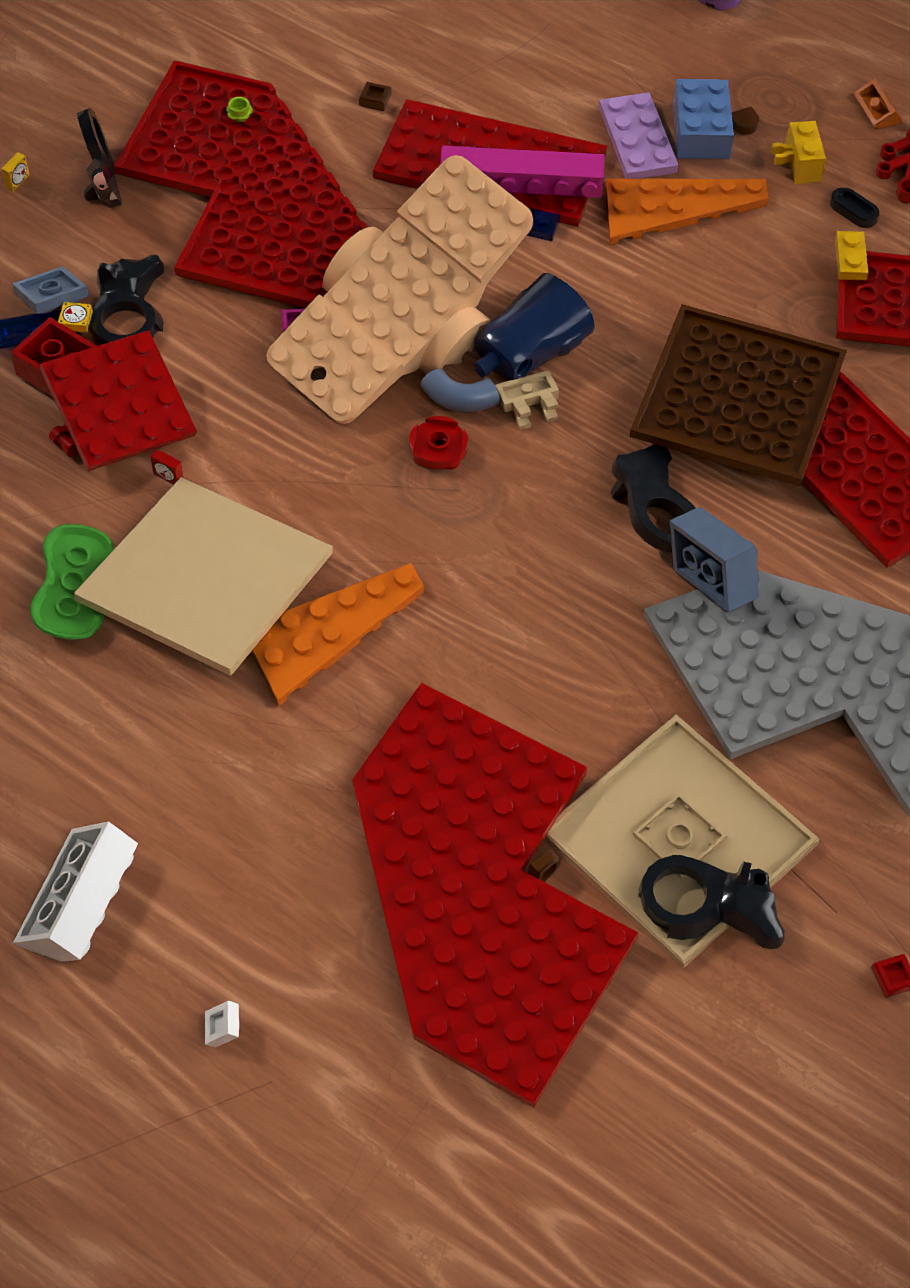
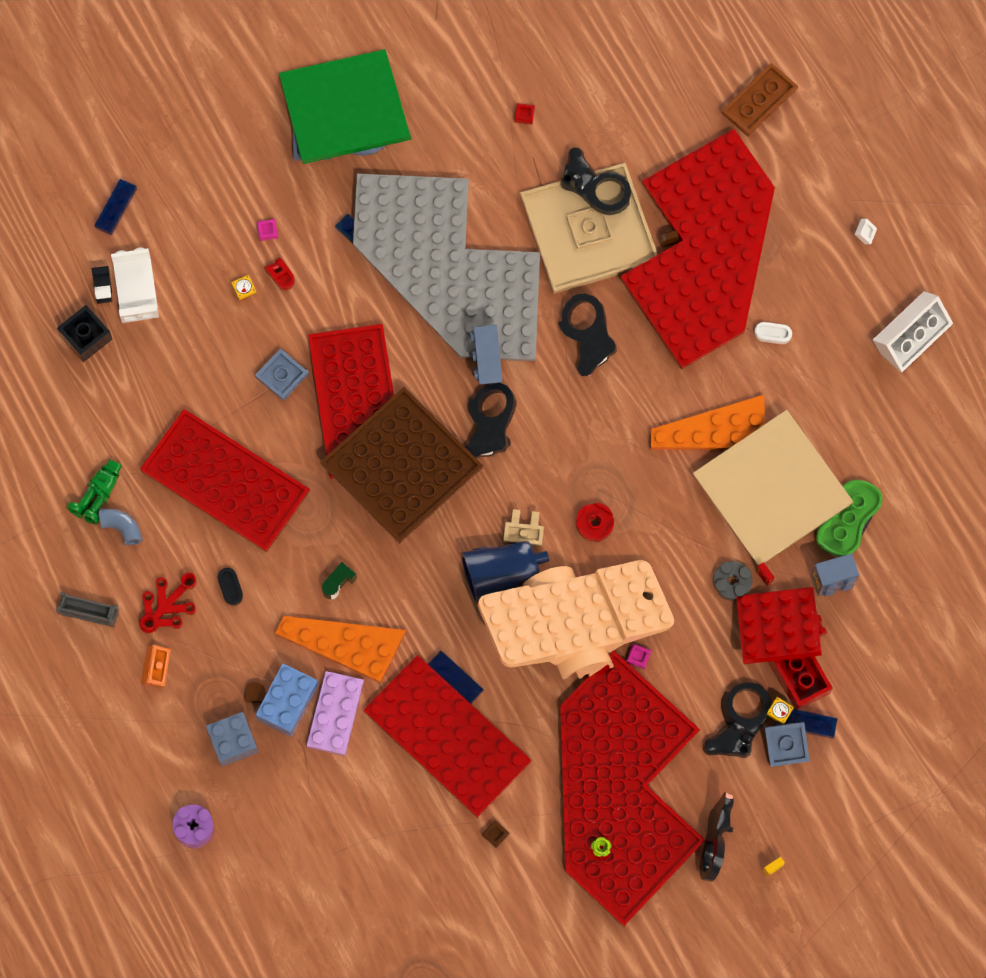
camera: 155 degrees left, 15 degrees up
(63, 490) = (835, 575): none -> sand blue brick
(210, 436) = (729, 570): none -> dark grey plate
(306, 800) = (773, 333): none -> white tile
(459, 396) = (567, 547): sand blue cylinder -> none
(515, 1186) = (759, 99): none -> dark orange plate
(537, 170) = (440, 697): dark pink brick -> none
(567, 654) = (595, 342): none -> black animal
(727, 261) = (337, 580): none -> dark green leg
(740, 61) = (232, 739): none -> sand blue brick
(802, 151) = (238, 639): yellow brick -> none
(851, 255) = (265, 537): yellow plate -> none

